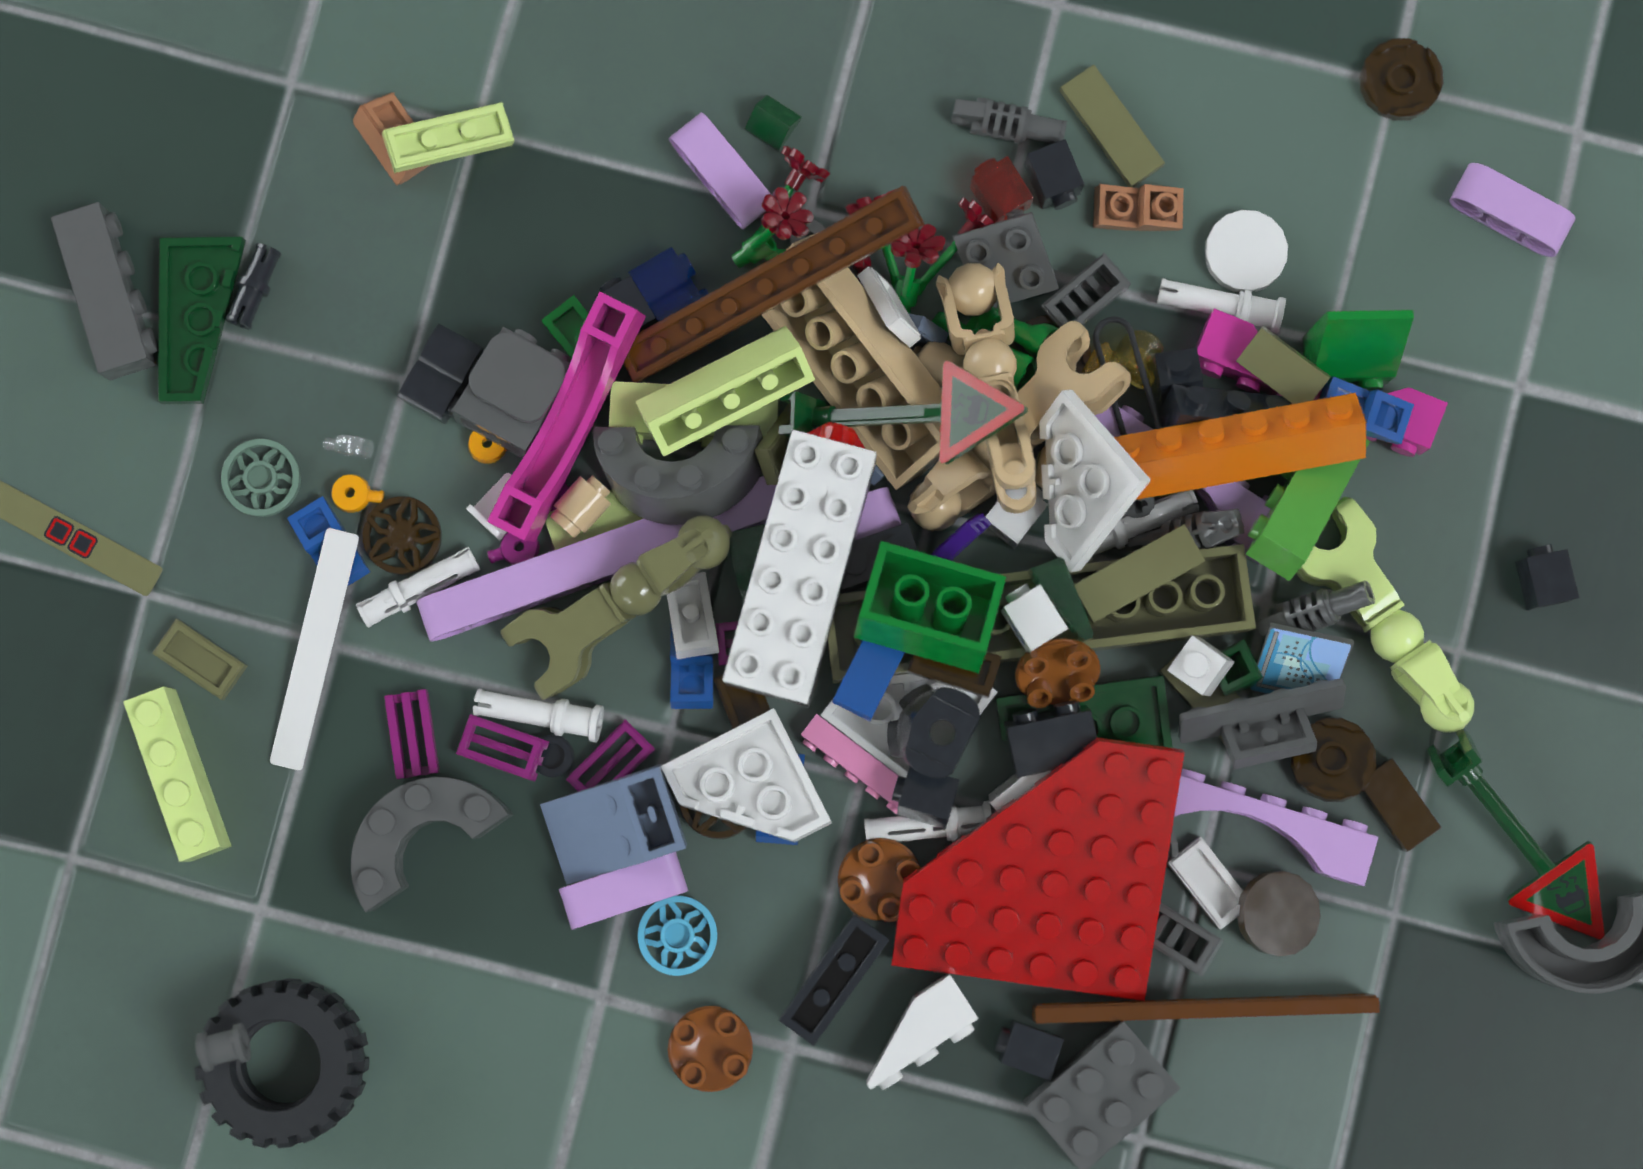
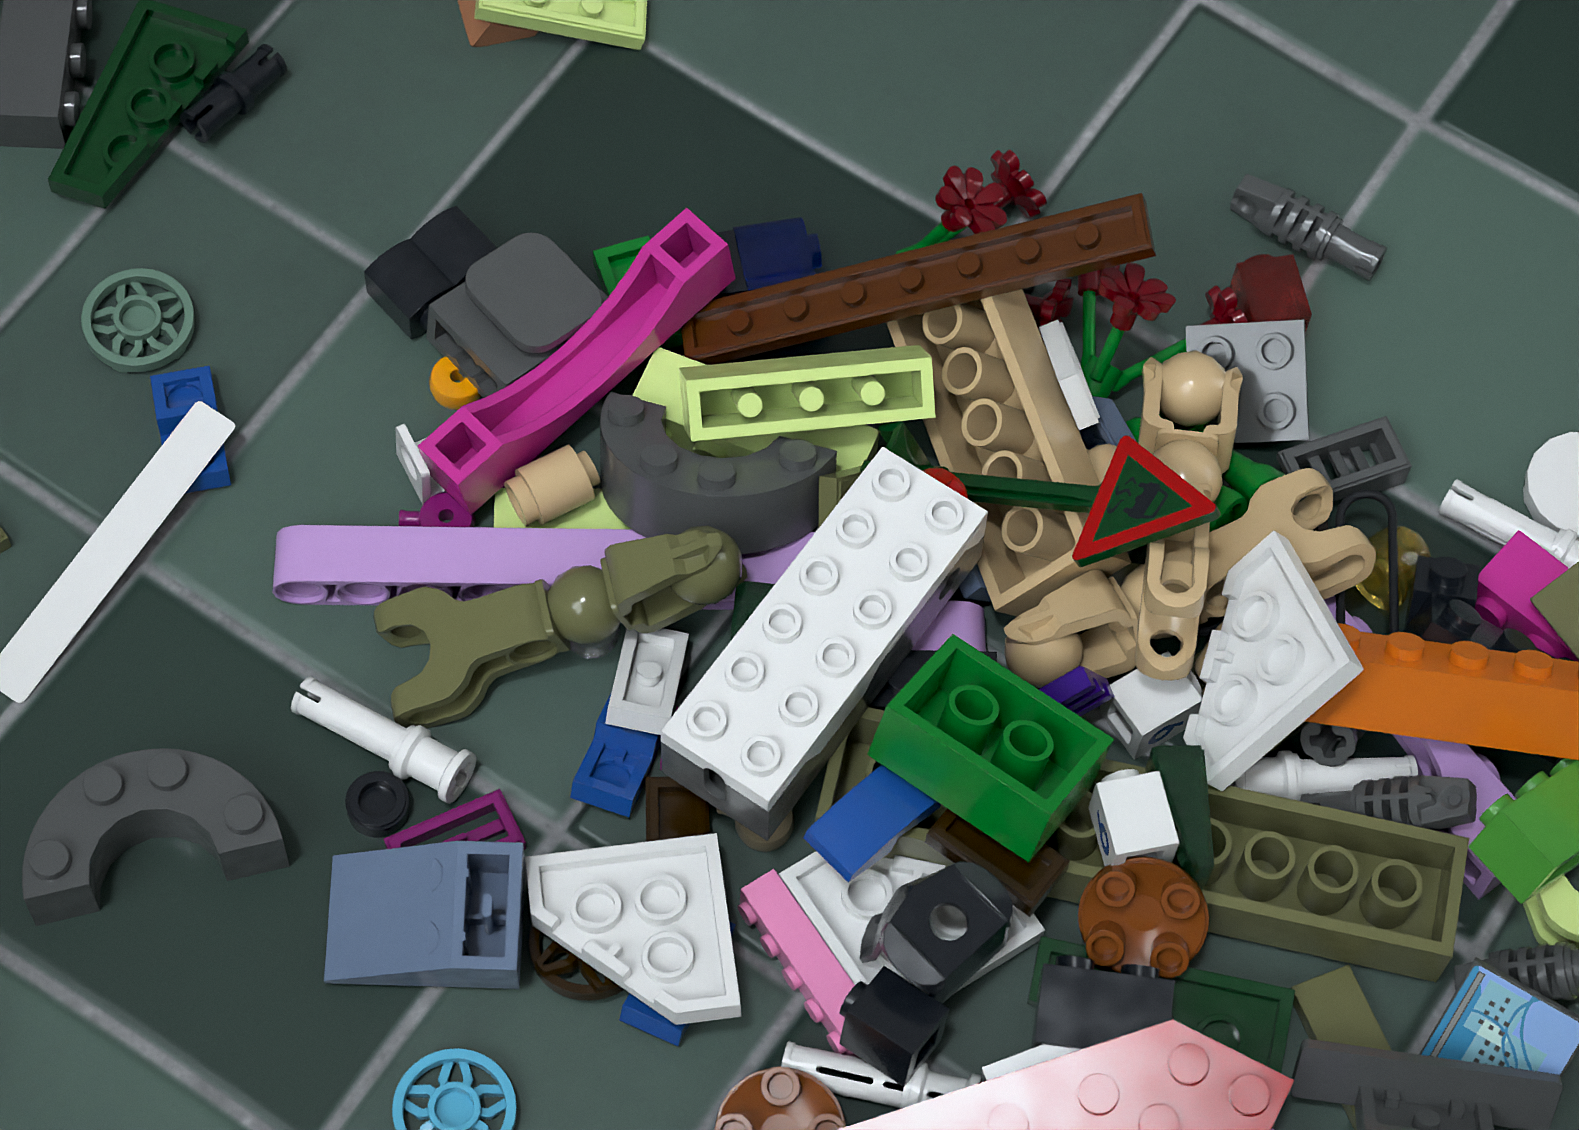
camera: 15 degrees right, 20 degrees down
(350, 446) = (275, 319): clear piece -> none
(362, 495) = (259, 388): light orange piece -> none
(395, 734) = (205, 661): magenta tile -> none
(402, 535) = (293, 452): dark brown wheel -> none
(426, 582) = (262, 521): white pin -> none
(533, 758) = (346, 789): magenta tile -> none
(623, 890) = (401, 1013): lavender beam -> none
(720, 169) = (899, 155): lavender beam -> none
(772, 122) = (989, 127): dark green slope -> none
(1054, 175) = (1348, 306): black brick -> none
(1112, 126) = (1445, 280): olive tile -> none
(1138, 208) = (1456, 392): nougat slope -> none
(1138, 573) = (1305, 821): olive tile -> none
(1201, 666) = (1355, 984): white brick -> none
(1243, 672) = (1404, 1016): dark green slope -> none

